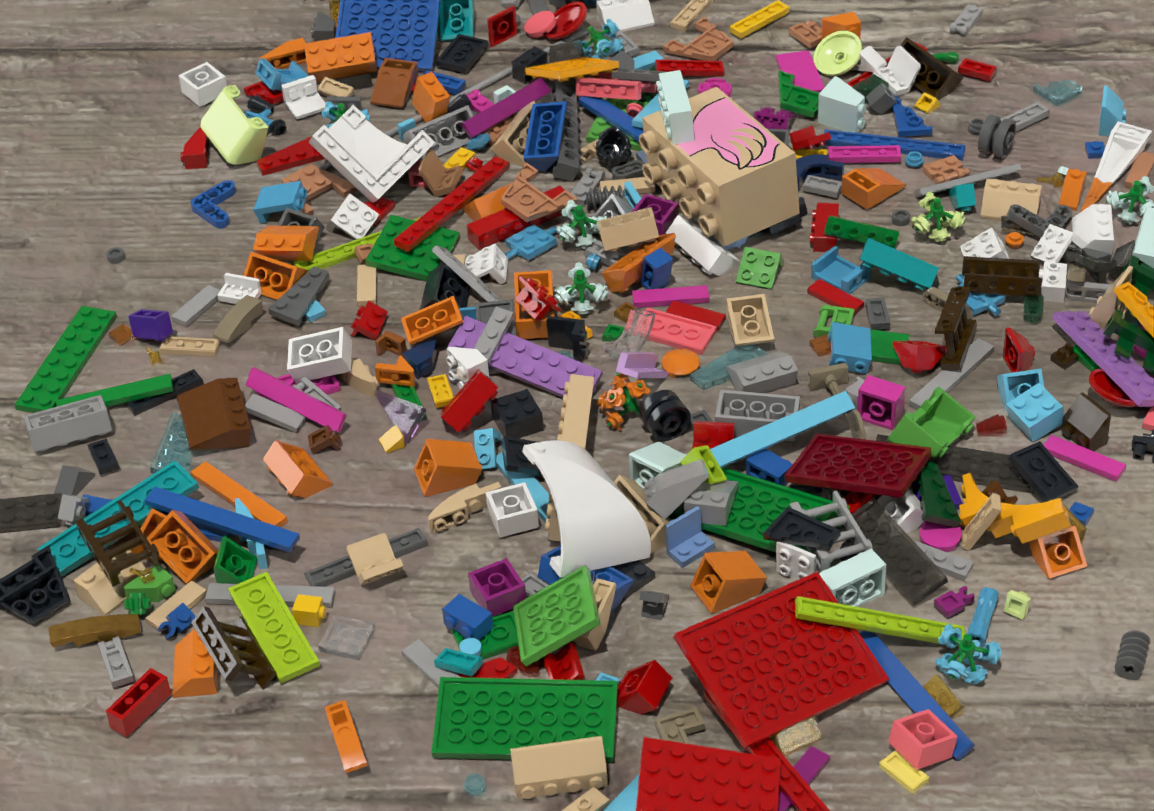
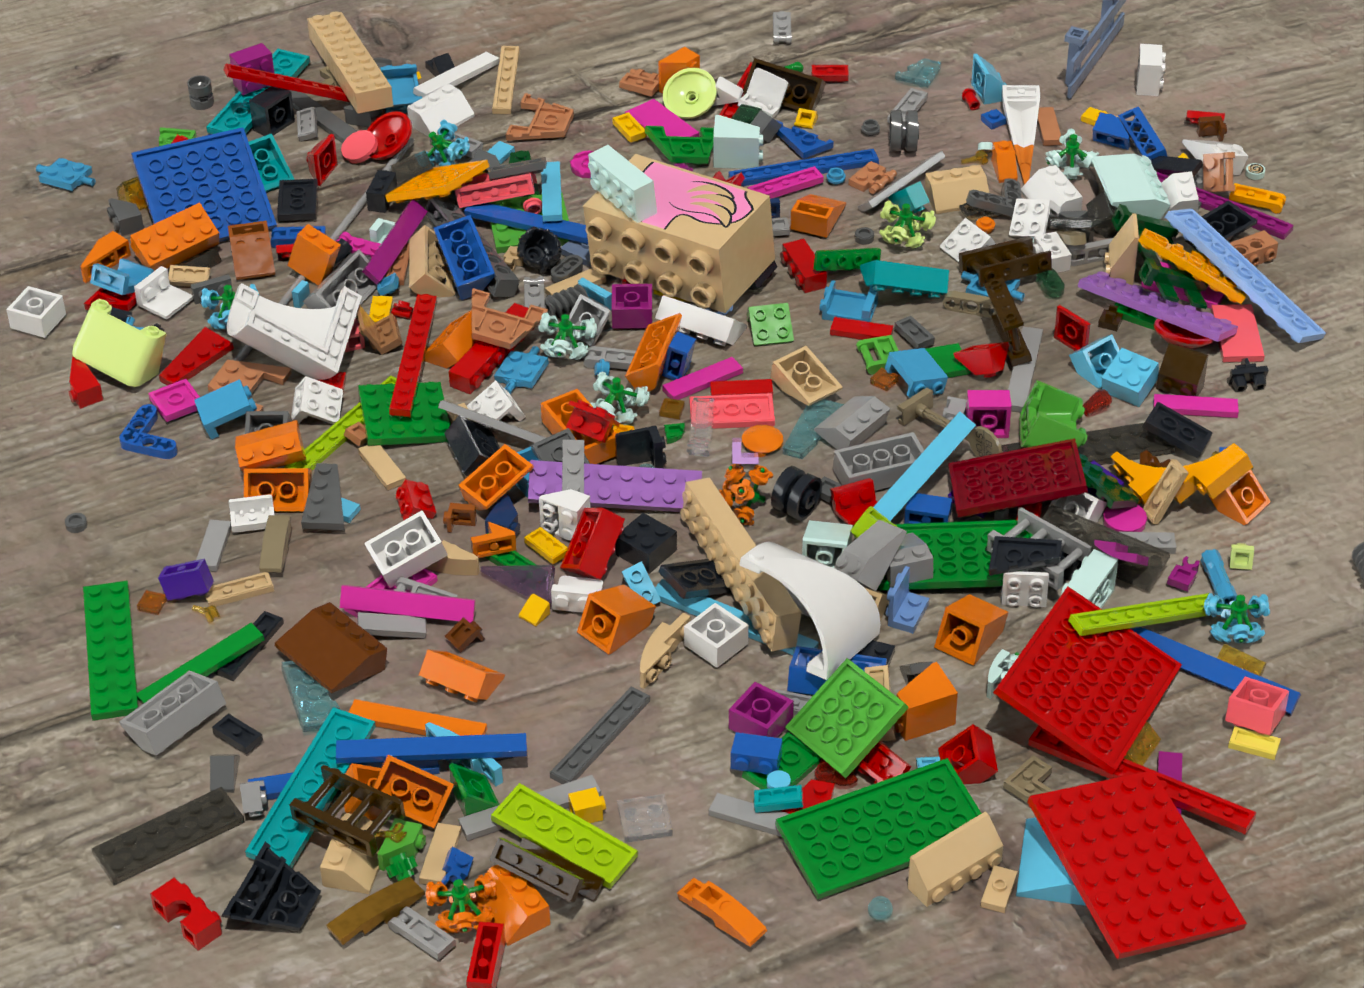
camera: 30 degrees left, 0 degrees up
(163, 646) = (462, 898): none -> orange plant
(250, 183) = (174, 400): none -> dark pink plate
(373, 559) = (615, 732): tan bracket -> none
(432, 430) = (573, 592): none -> white bracket
(628, 229) = (627, 324): tan brick -> none
(633, 628) = (930, 704): none -> orange slope
(691, 67) = (550, 148): red tile -> none
(759, 19) = (580, 81): yellow plate -> none
(769, 68) = (629, 127): none -> yellow plate
(896, 561) = (1120, 551): none -> magenta slope
(1087, 123) = (969, 96): none -> red pin

